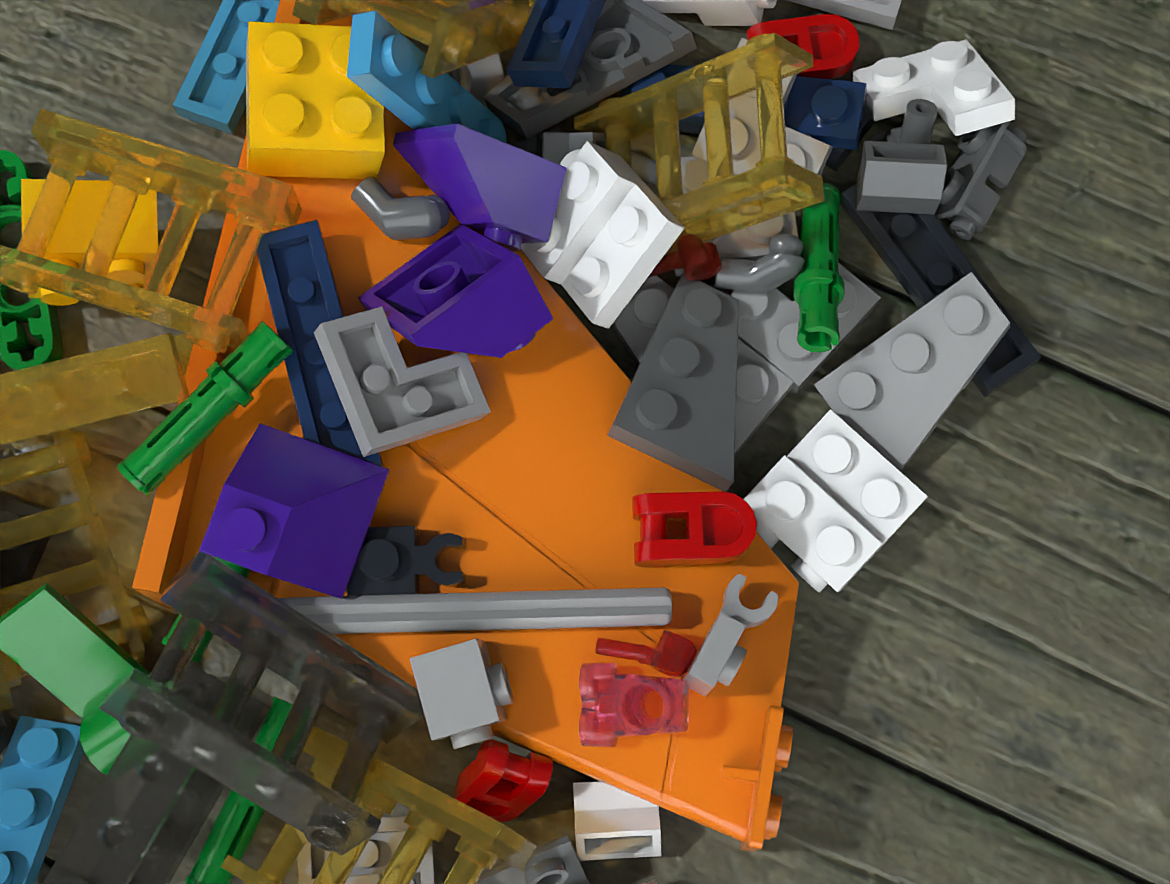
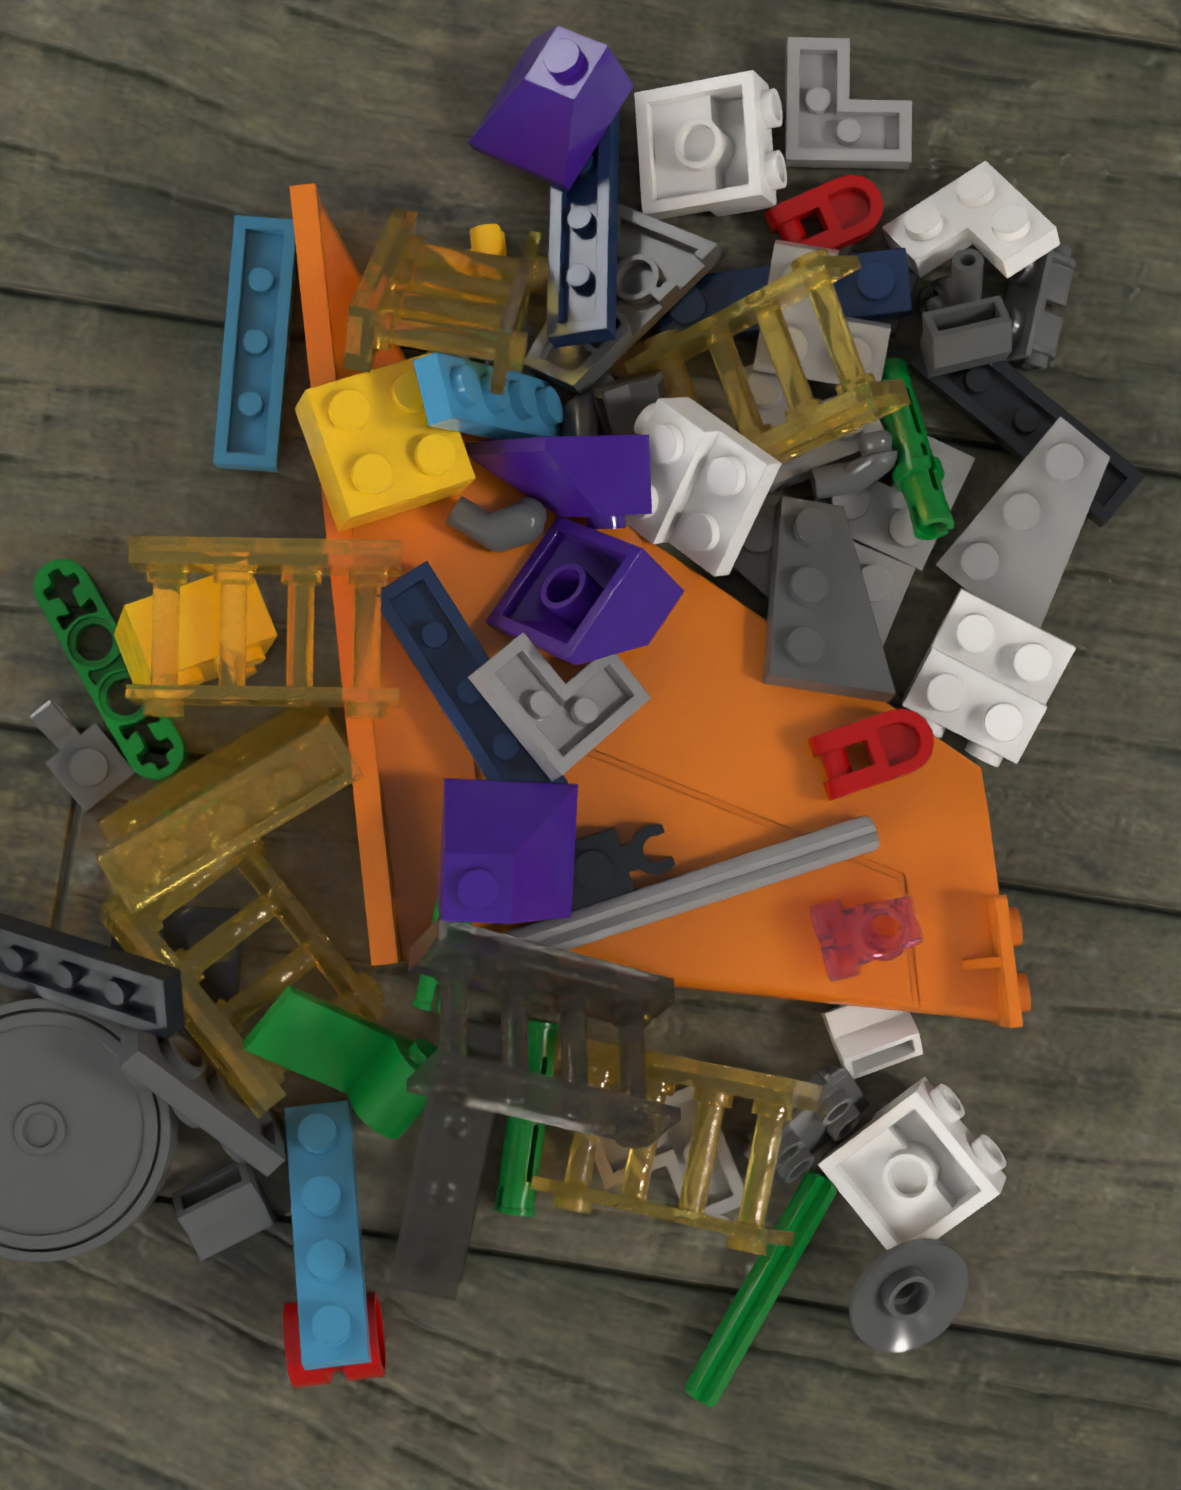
camera: 25 degrees left, 10 degrees up
(205, 408) = (381, 788): green pin -> none
(461, 692) = (709, 968): light grey brick -> none
(502, 781) = (761, 1033): red plate -> none
(669, 657) = (887, 876): clear red hand -> none
(695, 257) = (795, 479): clear red hand -> none
(719, 653) = (931, 861): light grey plate -> none

